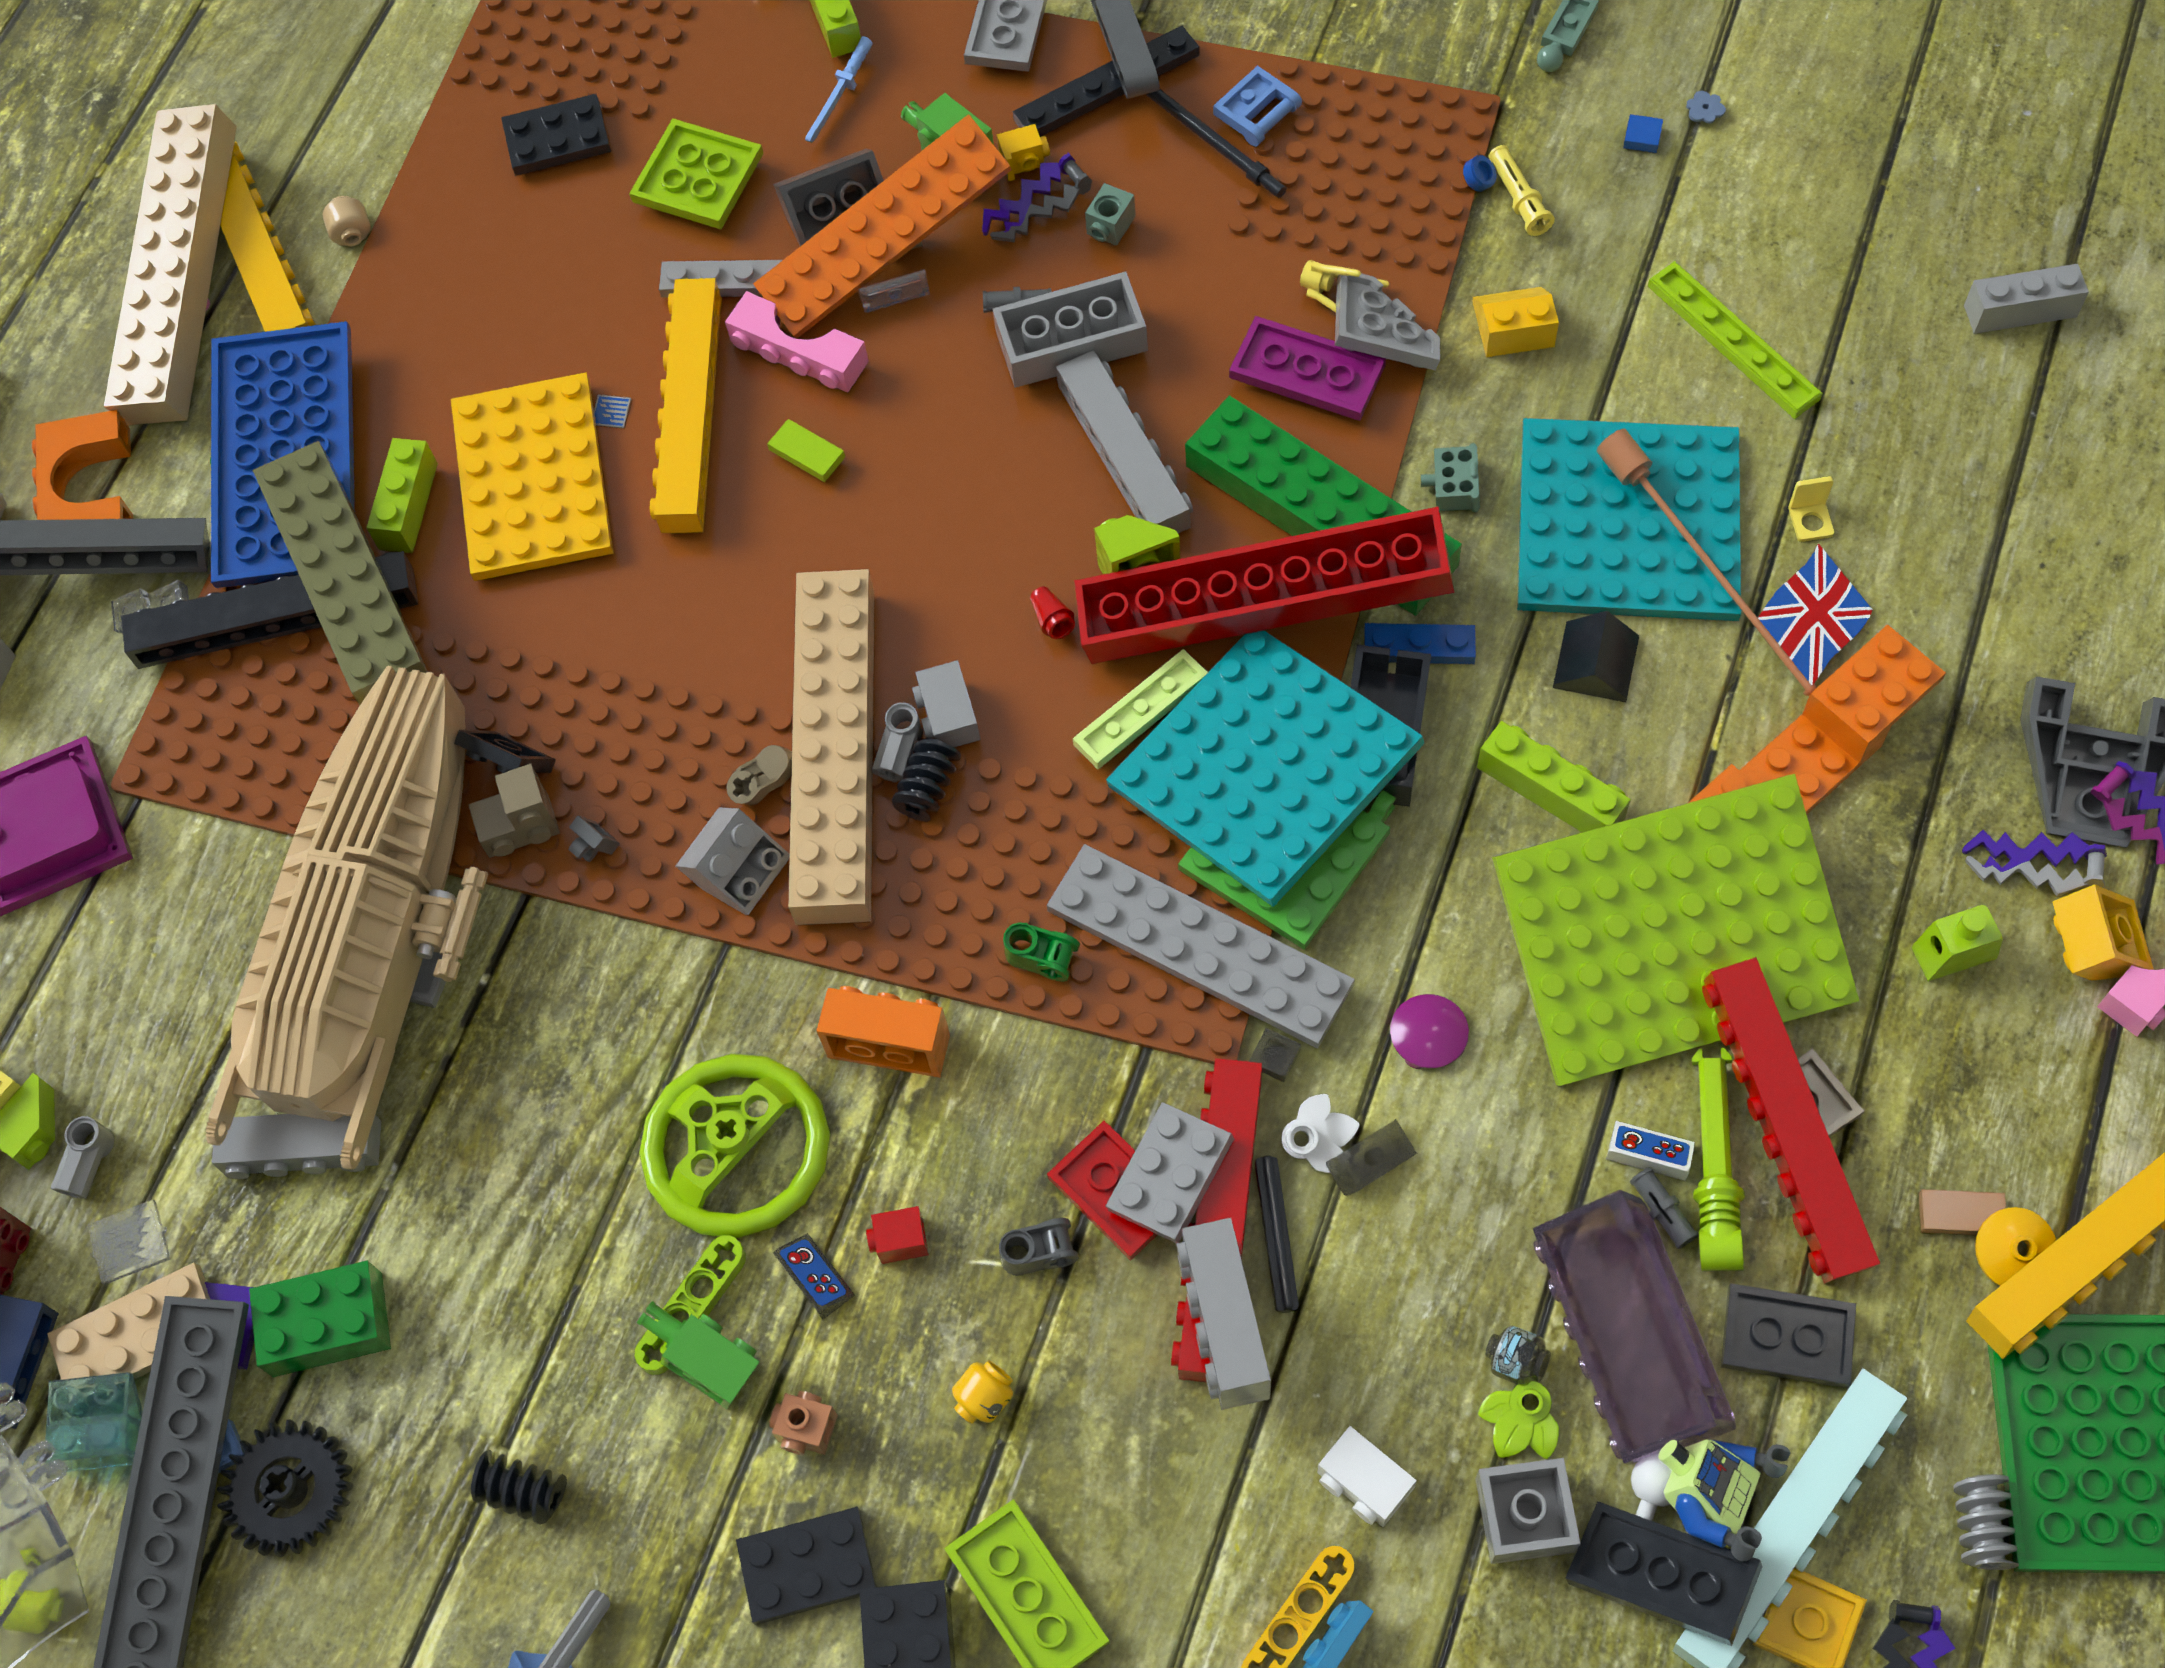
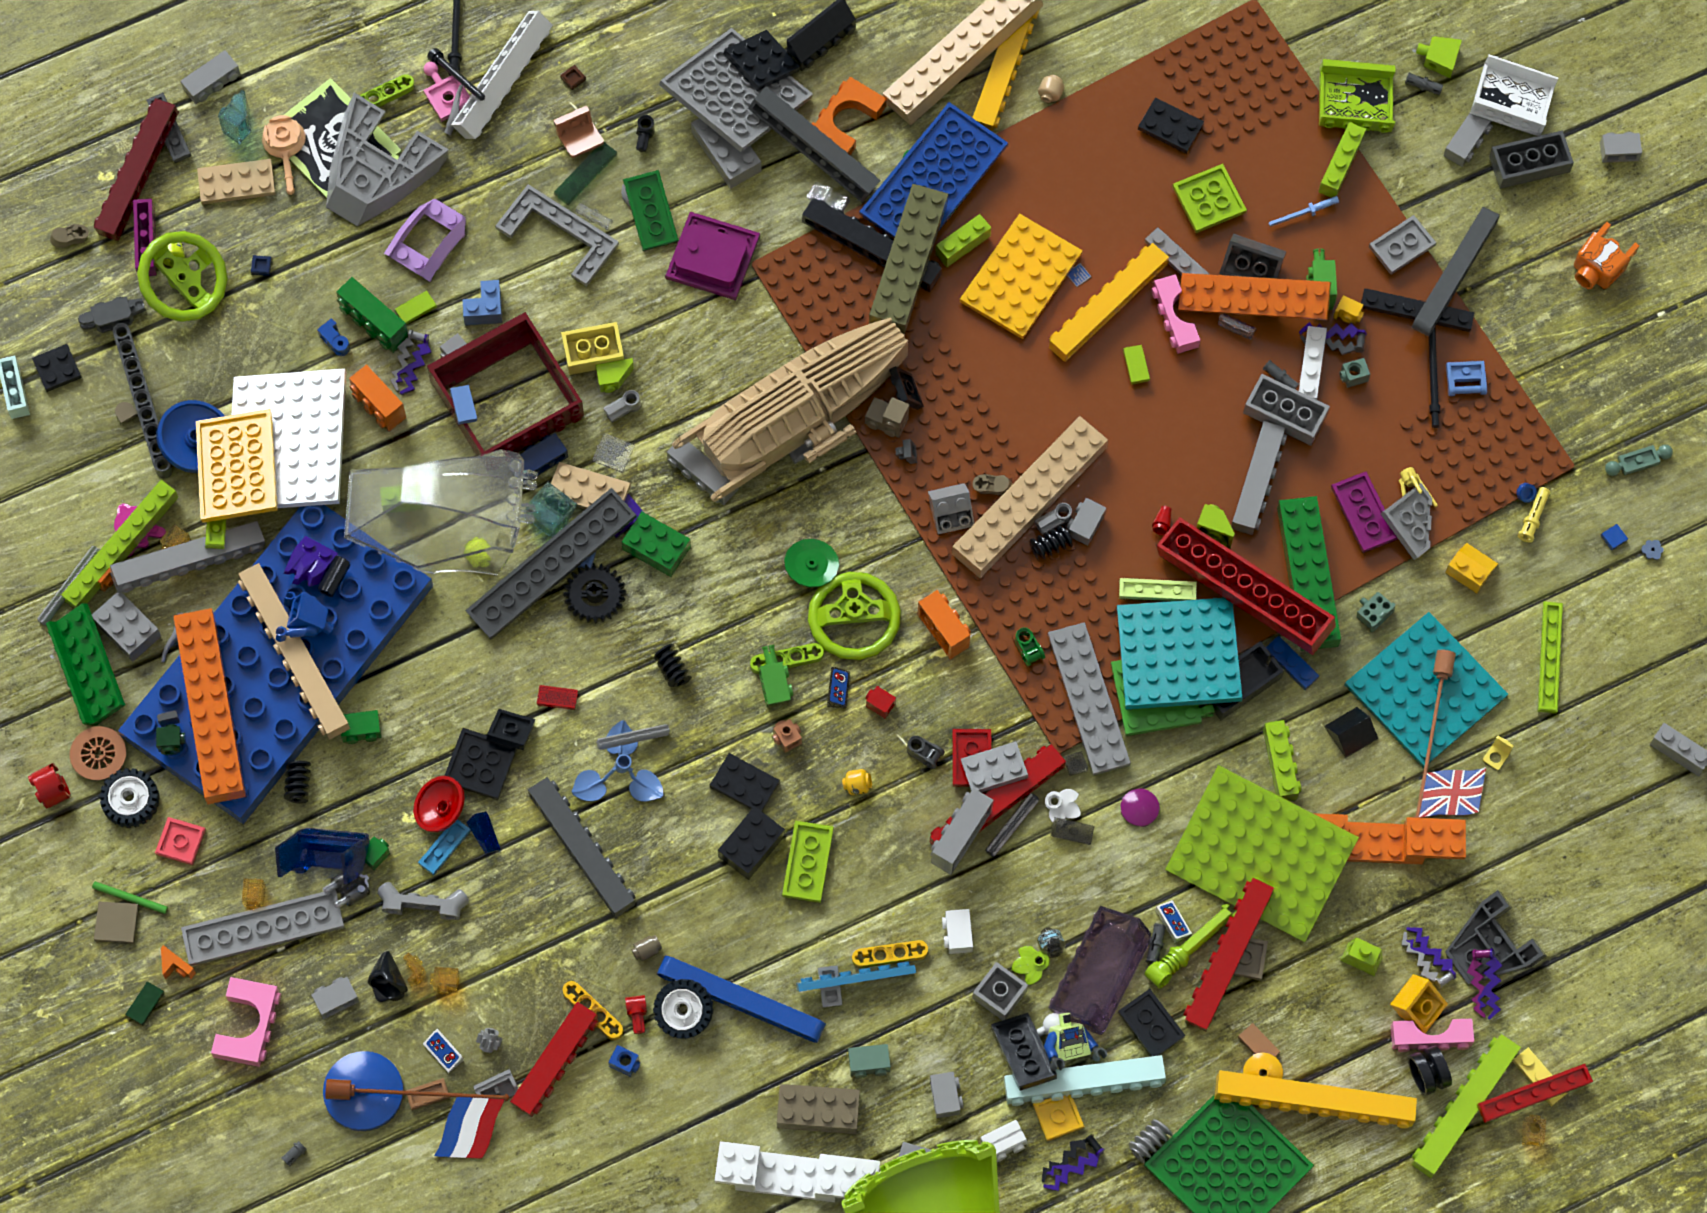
camera: 35 degrees right, 5 degrees up
(595, 1126) = (811, 563): none -> green piece
(1036, 244) = (1312, 361): none -> white plate

